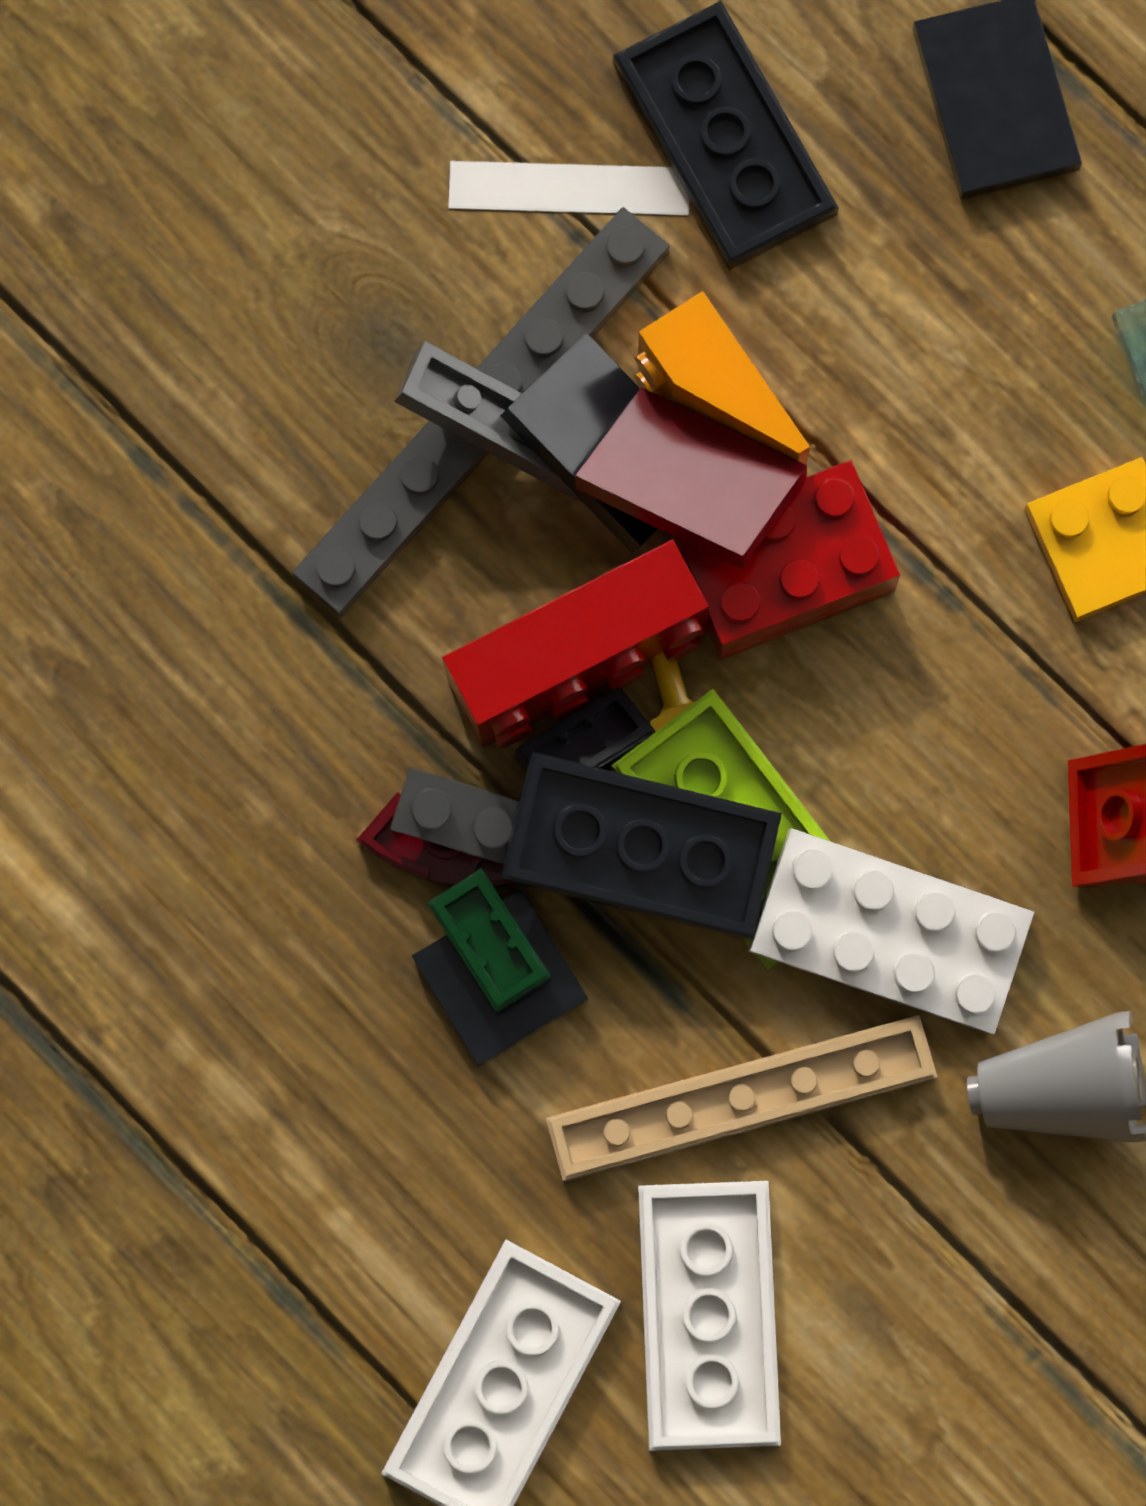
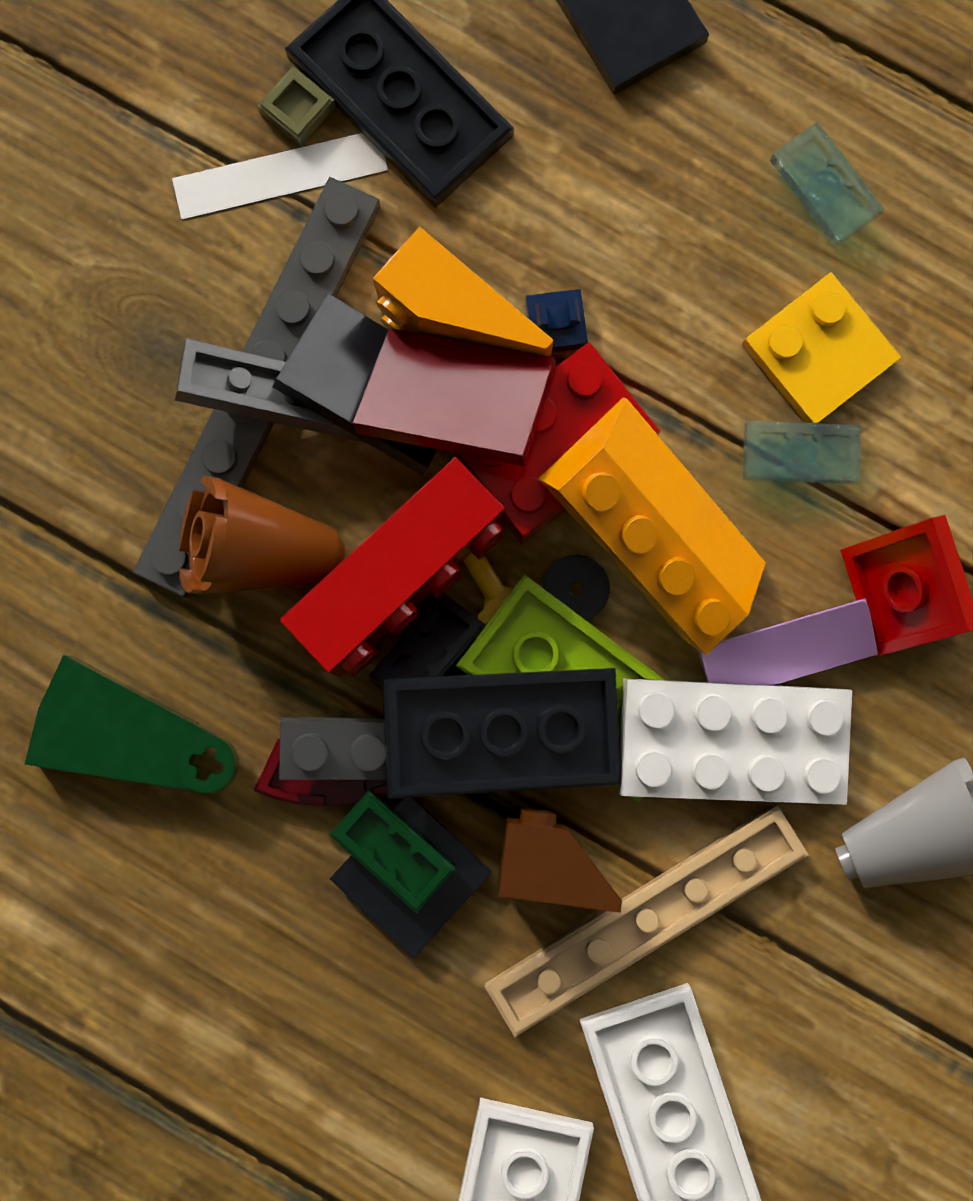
camera: 20 degrees left, 5 degrees up
(230, 739) = (116, 732): none -> dark green piece
(430, 572) = (251, 542): none -> dark orange cone
(608, 120) = (296, 106): none -> olive tile
(653, 997) = (549, 865): none -> reddish brown slope
(781, 708) = (587, 573): none -> black wheel
(828, 427) = (560, 317): none -> dark blue tile
(870, 675) = (658, 526): none -> light orange slope
(984, 848) = (793, 647): none -> lavender slope
(1054, 642) = (801, 452): none -> clear light blue plate

